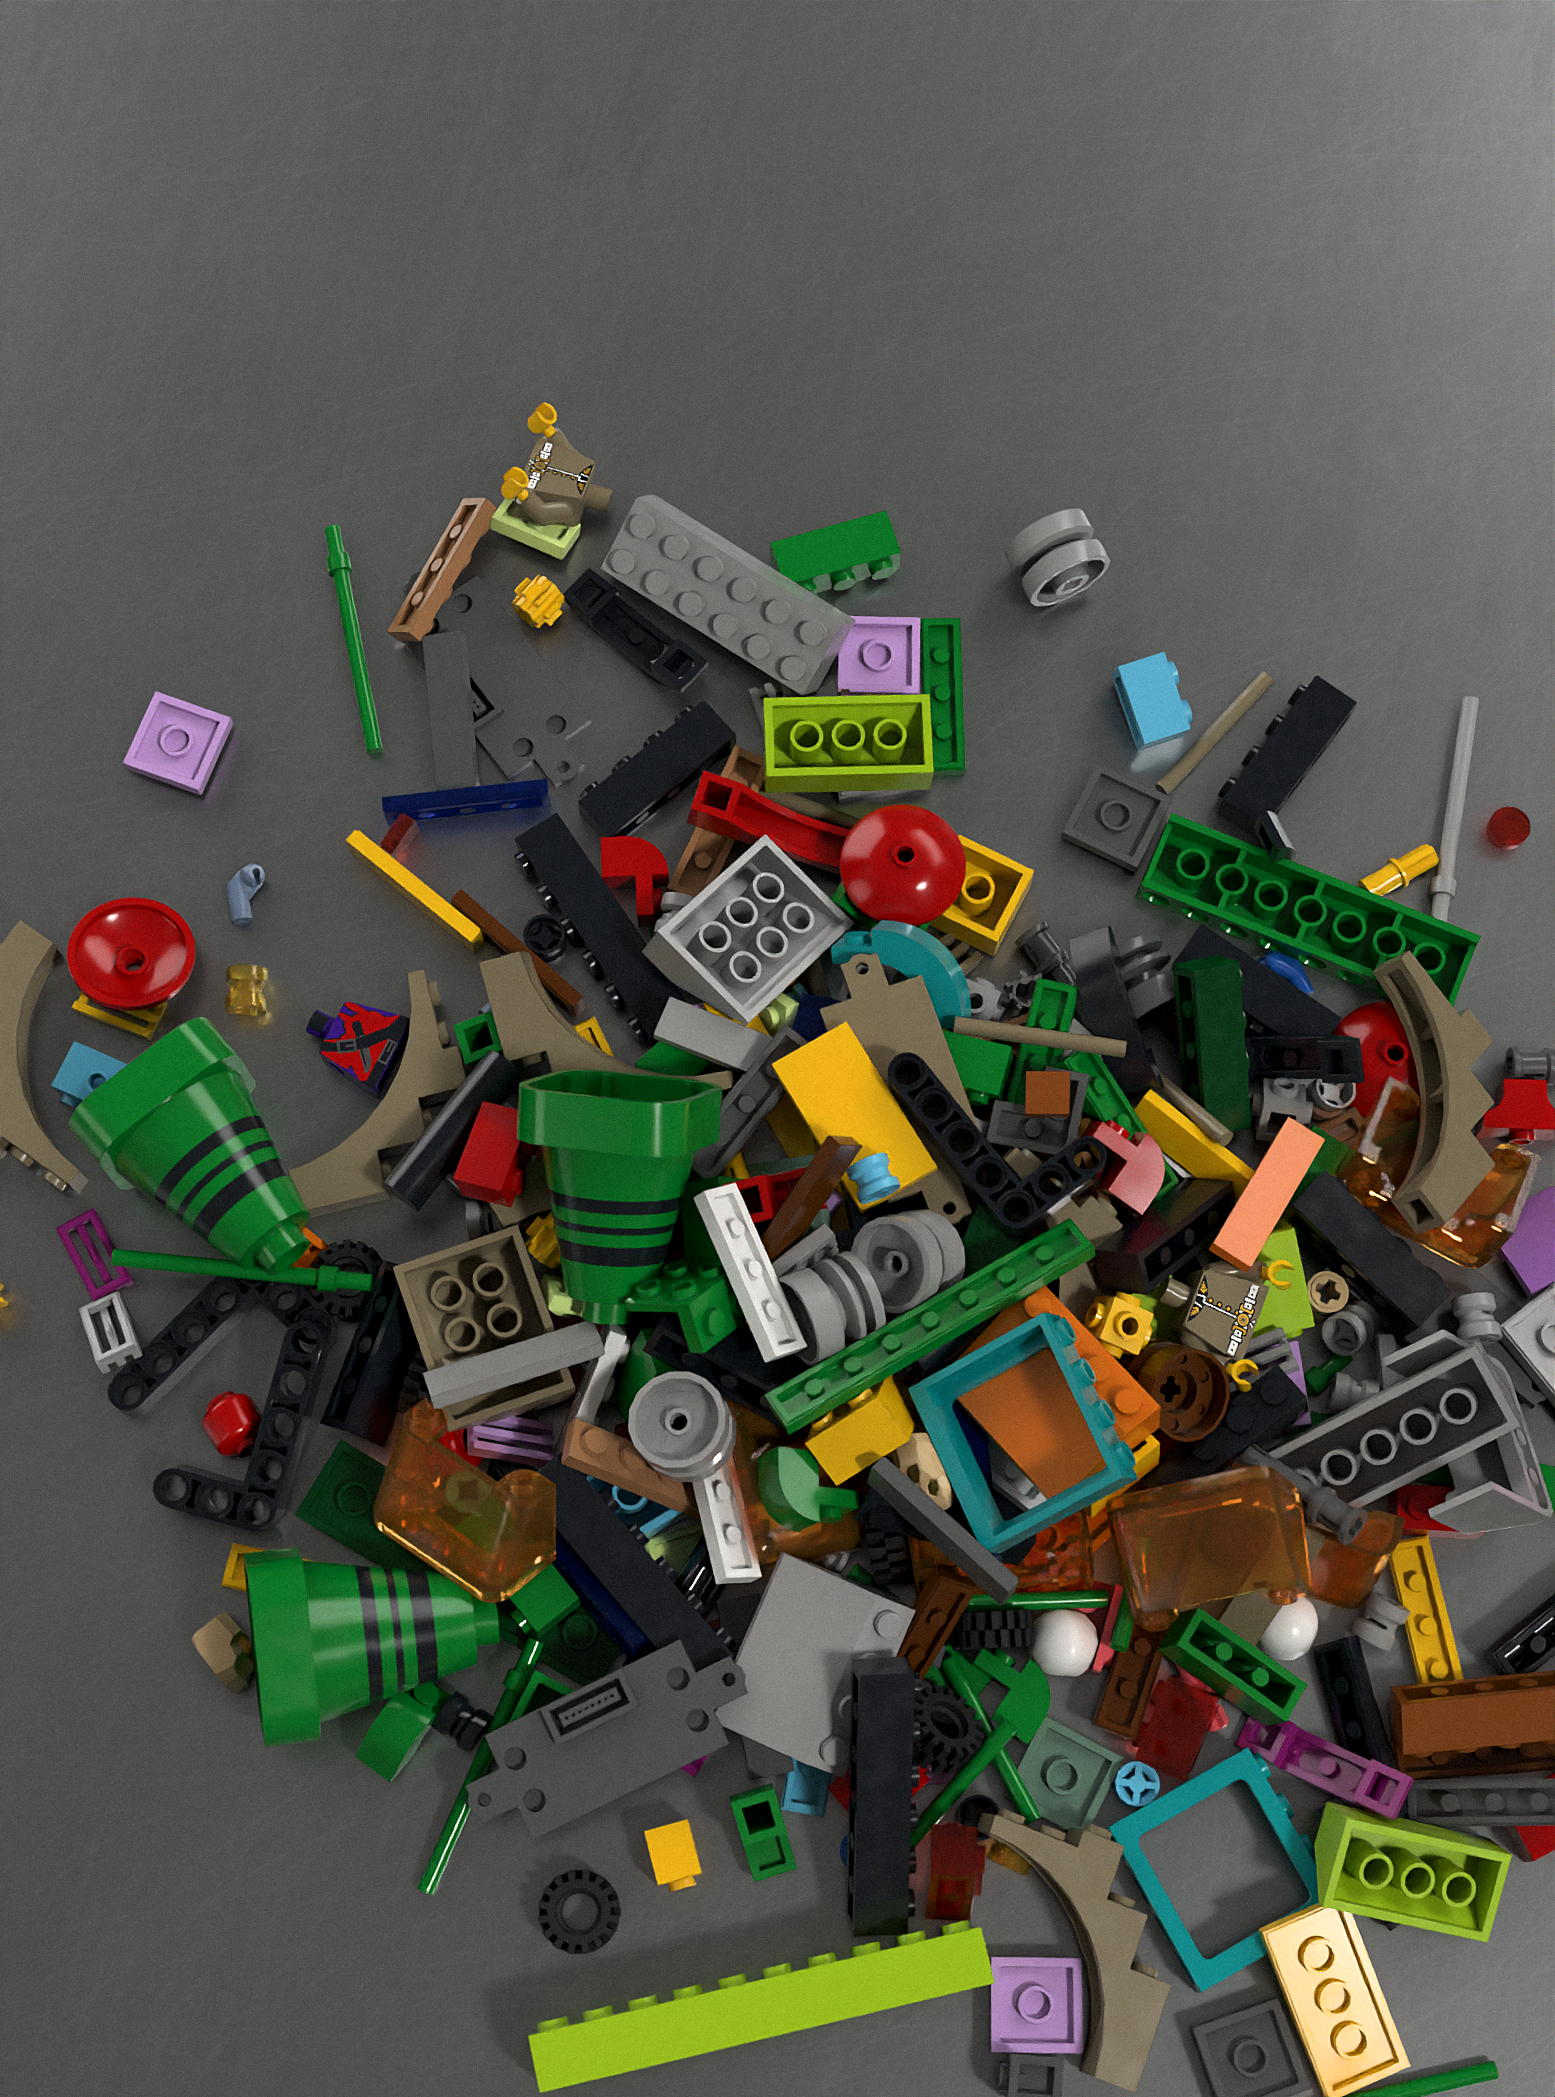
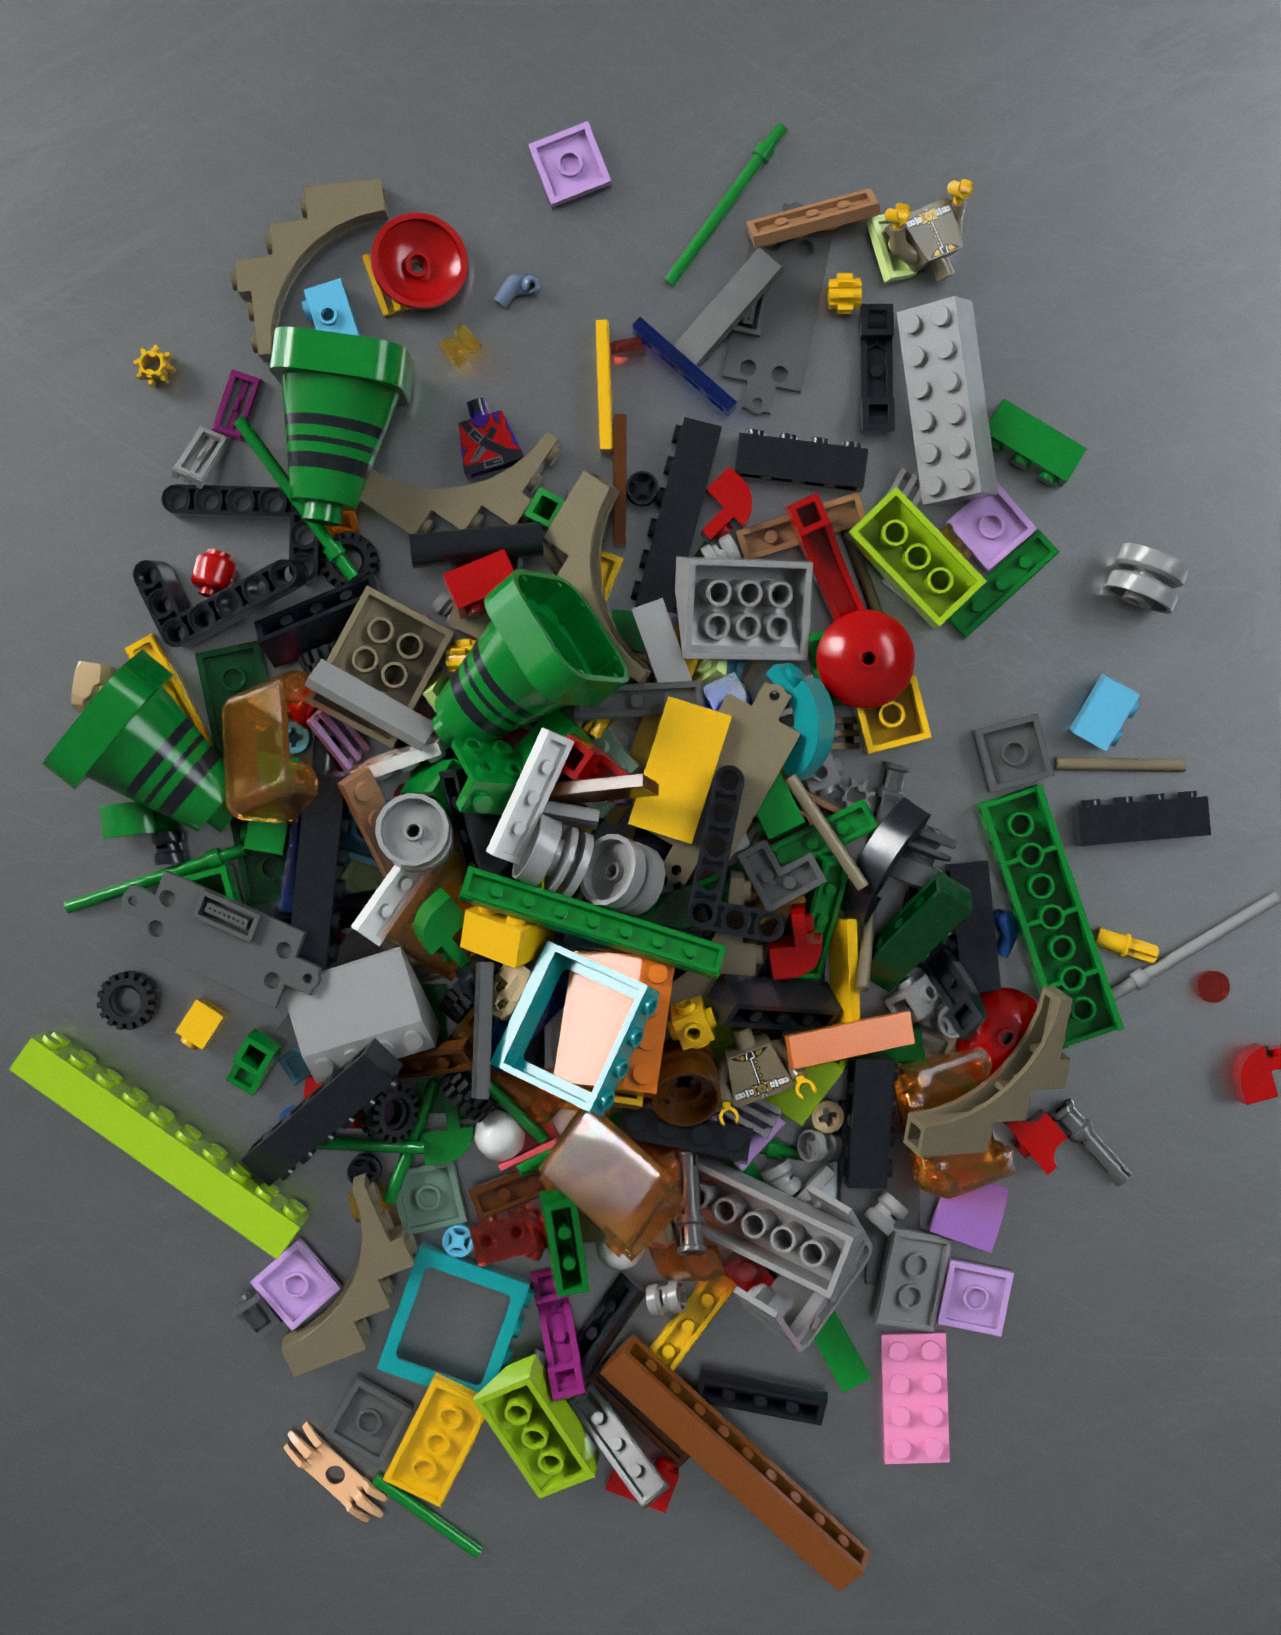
camera: 45 degrees right, 15 degrees up
(873, 1178) = (649, 815): medium azure wheel -> none
(953, 1871) = (321, 1183): clear red brick -> none
(1047, 1094) = (793, 868): dark orange tile -> none
(1274, 837) = (1079, 859): black slope -> none

